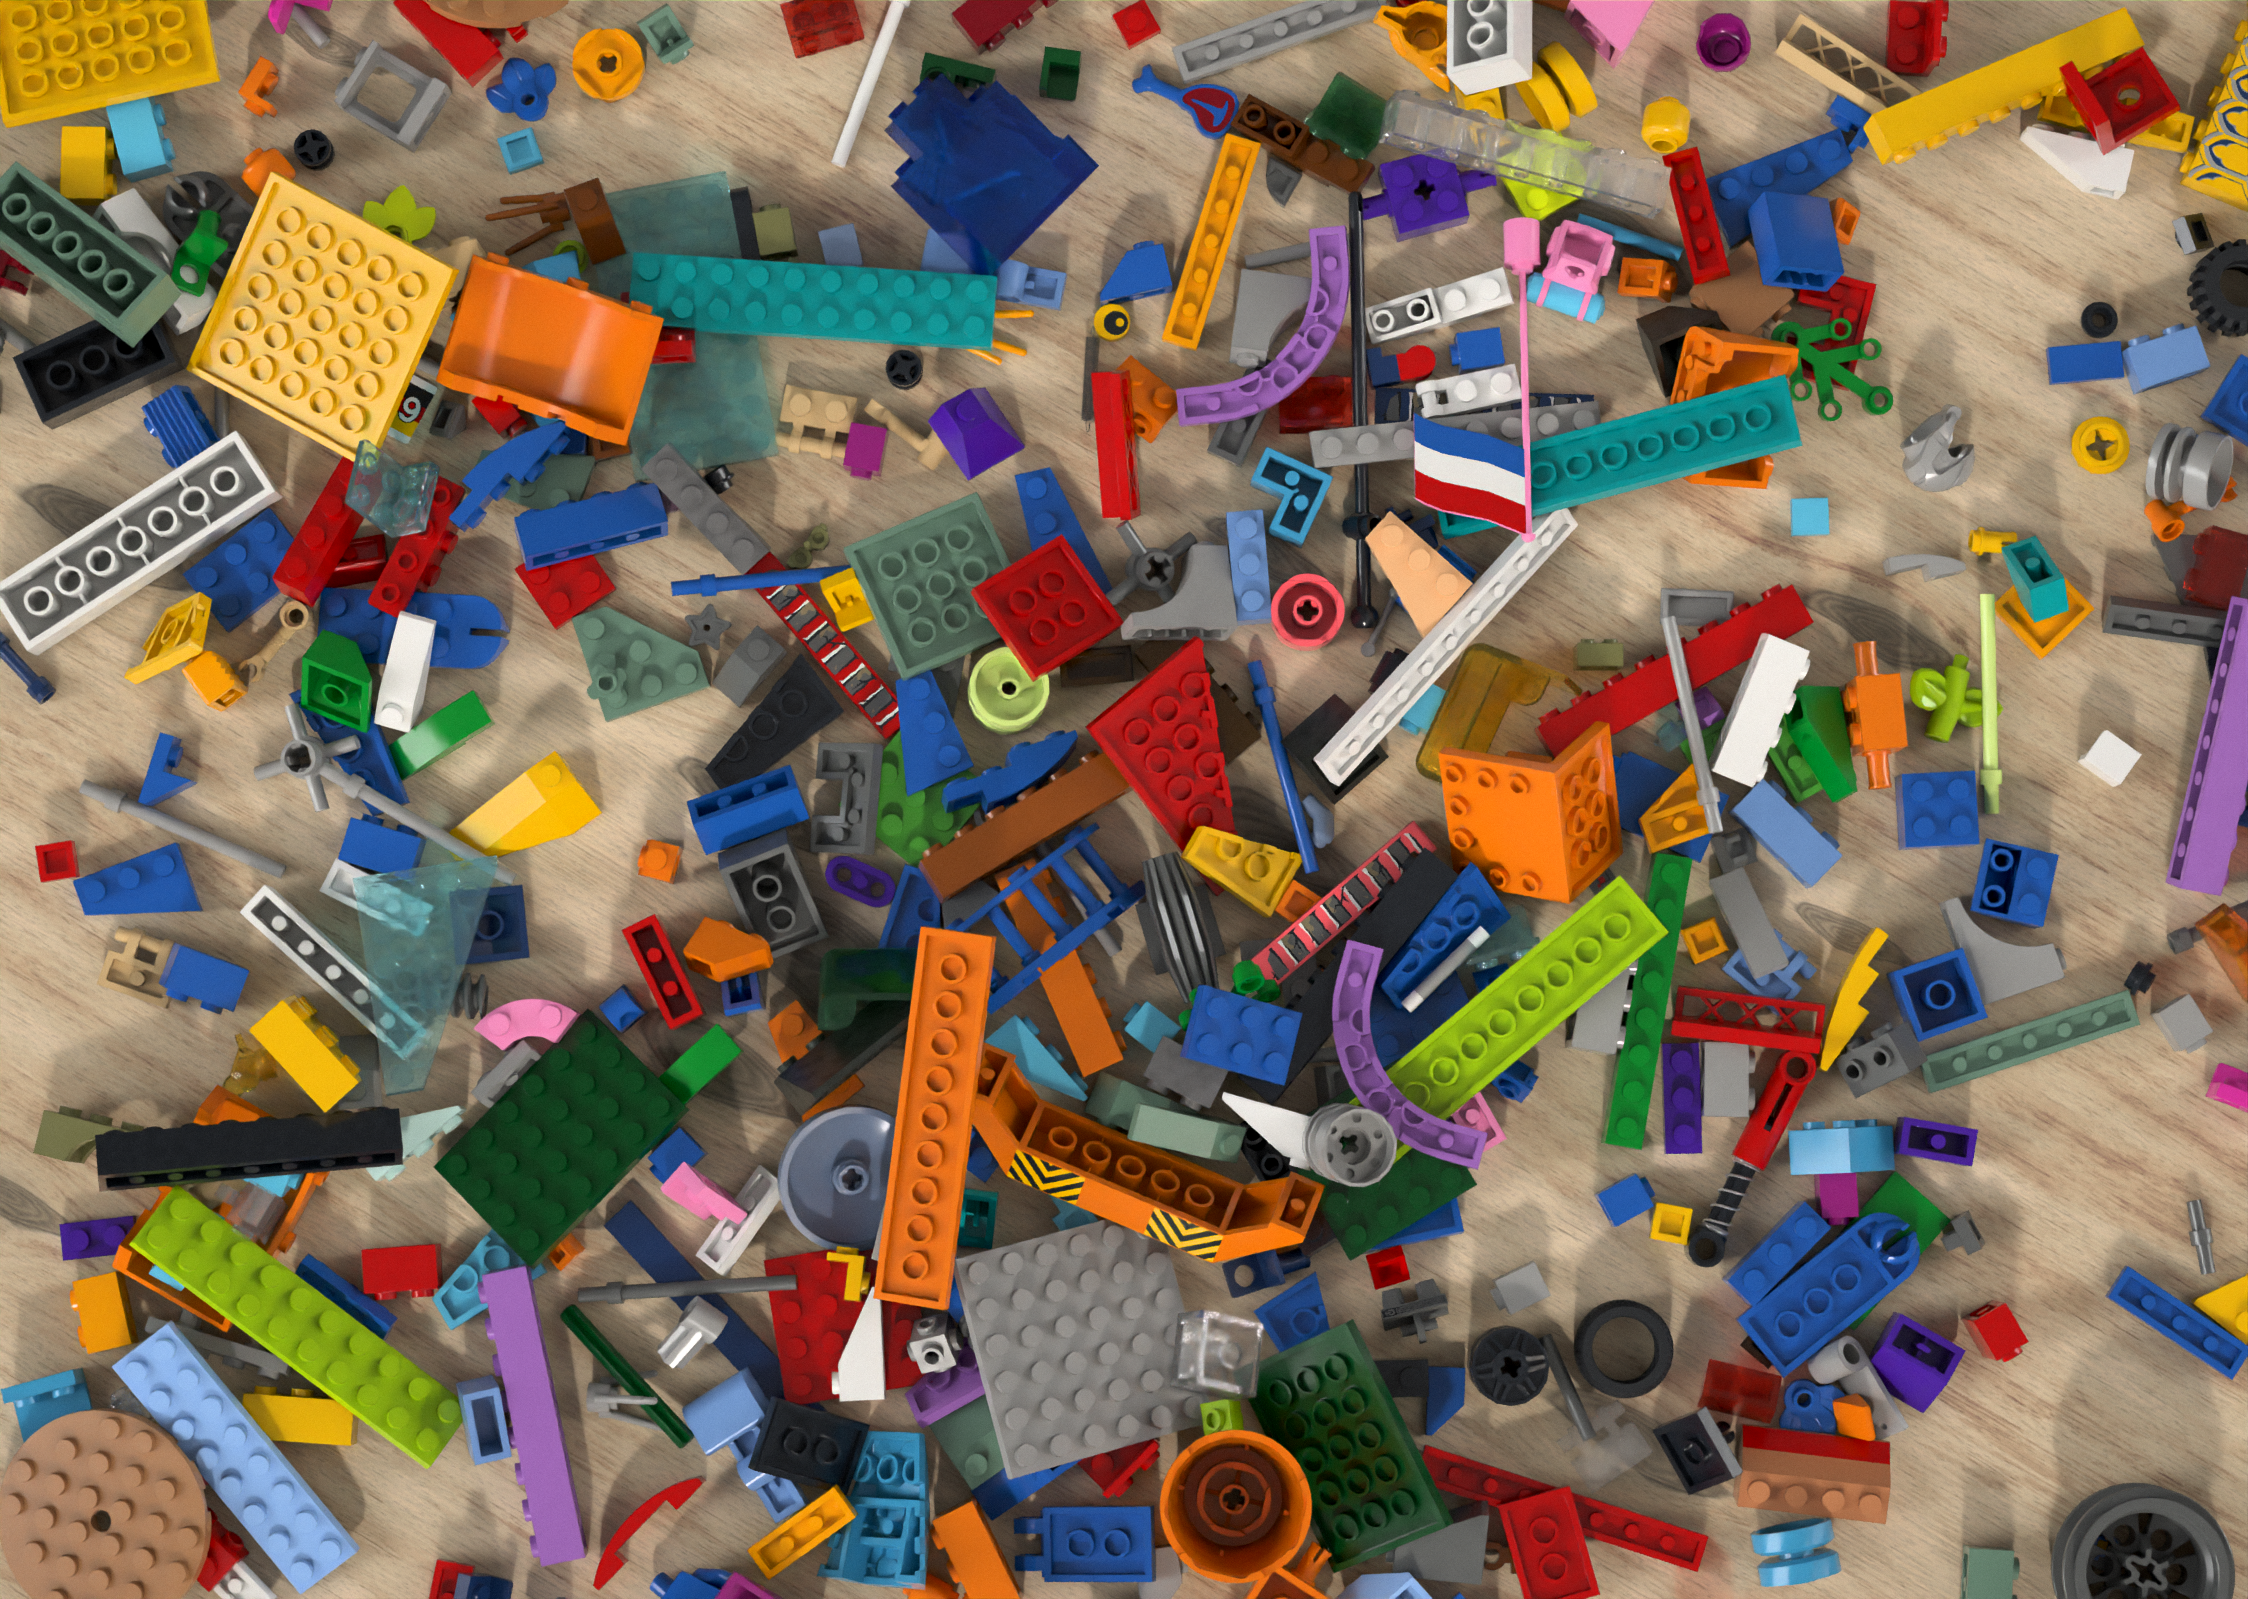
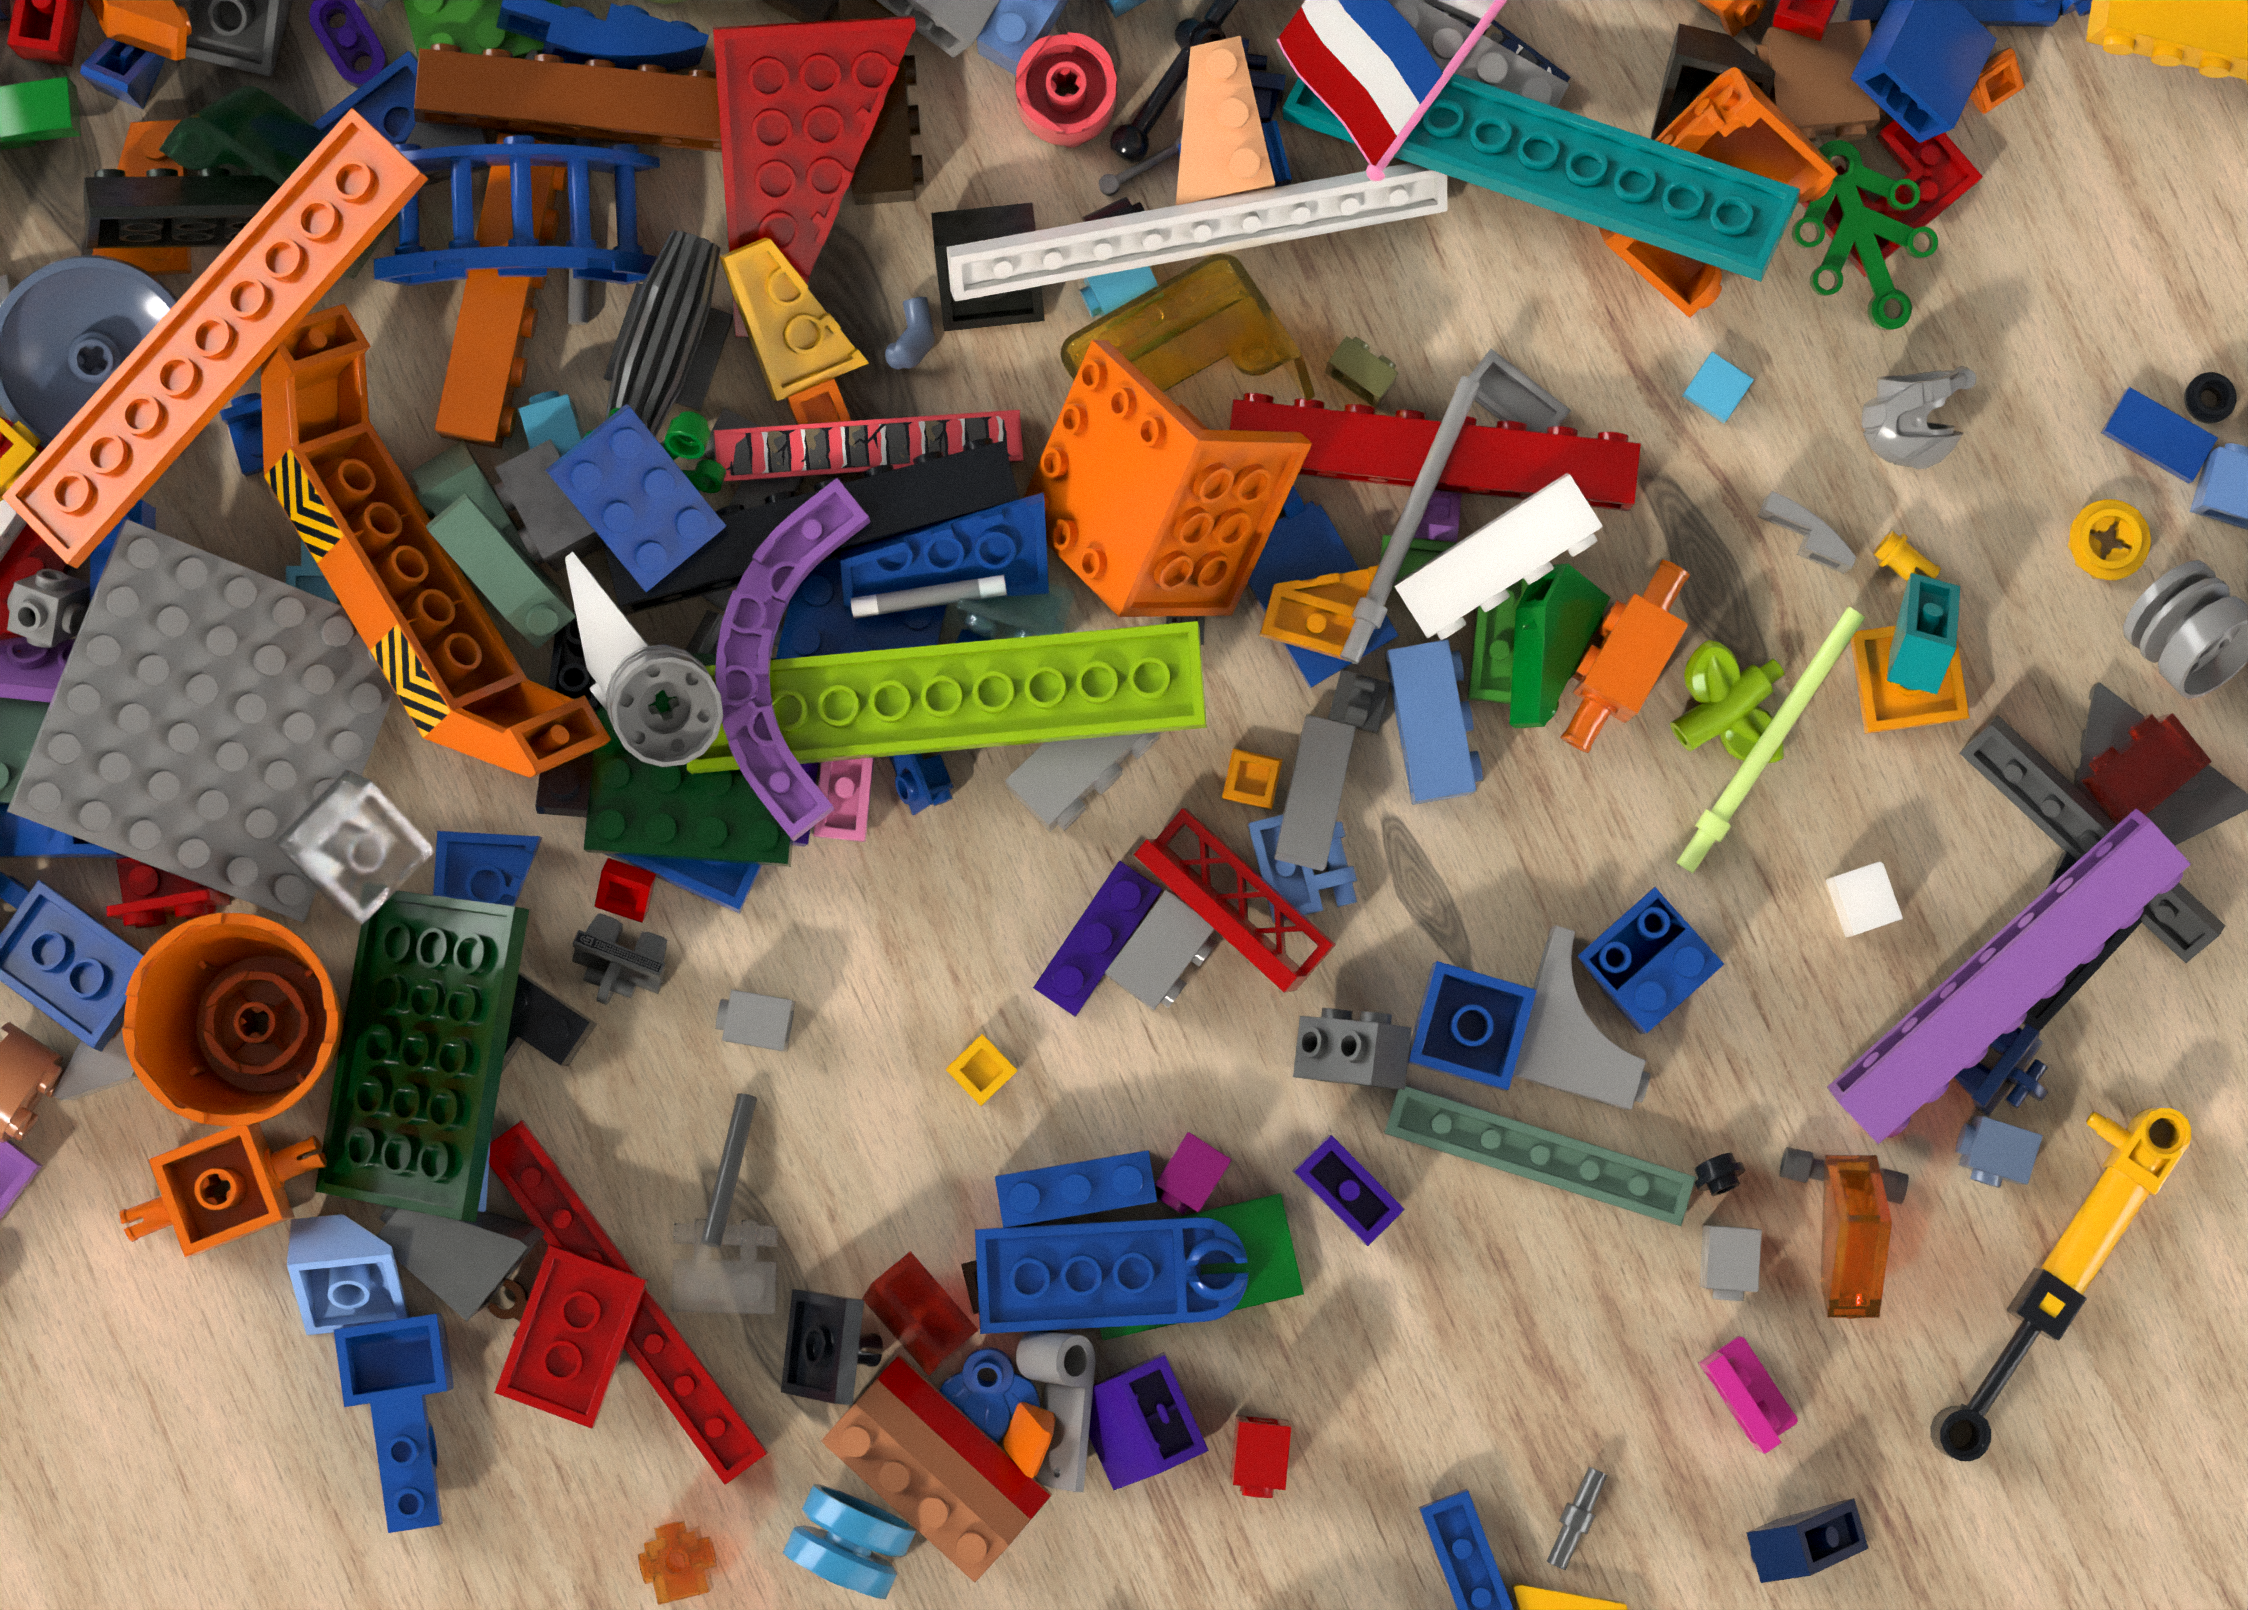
camera: 30 degrees right, 0 degrees up
(978, 1218) = (205, 503): teal slope -> none
(1034, 1060) = (397, 372): medium azure slope -> none
(1221, 1416) = (315, 924): lime bracket -> none
(1264, 699) = (950, 157): blue bar -> none
(1267, 1269) = (488, 796): dark blue bracket -> none
(1445, 1395) = (585, 1080): blue tile -> none
(1487, 1358) = (701, 1076): black wheel -> none
(1625, 1199) = (950, 1005): blue brick -> none
(1644, 1022) = (1133, 800): green brick -> none
(1662, 1355) = (769, 1180): black tyre -> none
(1670, 735) = (1379, 519): clear light blue plate -> none
(1752, 1153) = (1130, 1057): piece -> none
(1843, 1149) = (1236, 1121): dark azure brick -> none
(1845, 1012) = (1353, 973): yellow slope -> none
(1936, 810) = (1623, 818): blue brick -> none
(1964, 1234) = (1308, 1321): dark grey tile -> none
(2167, 520) = (2123, 679): orange brick -> none

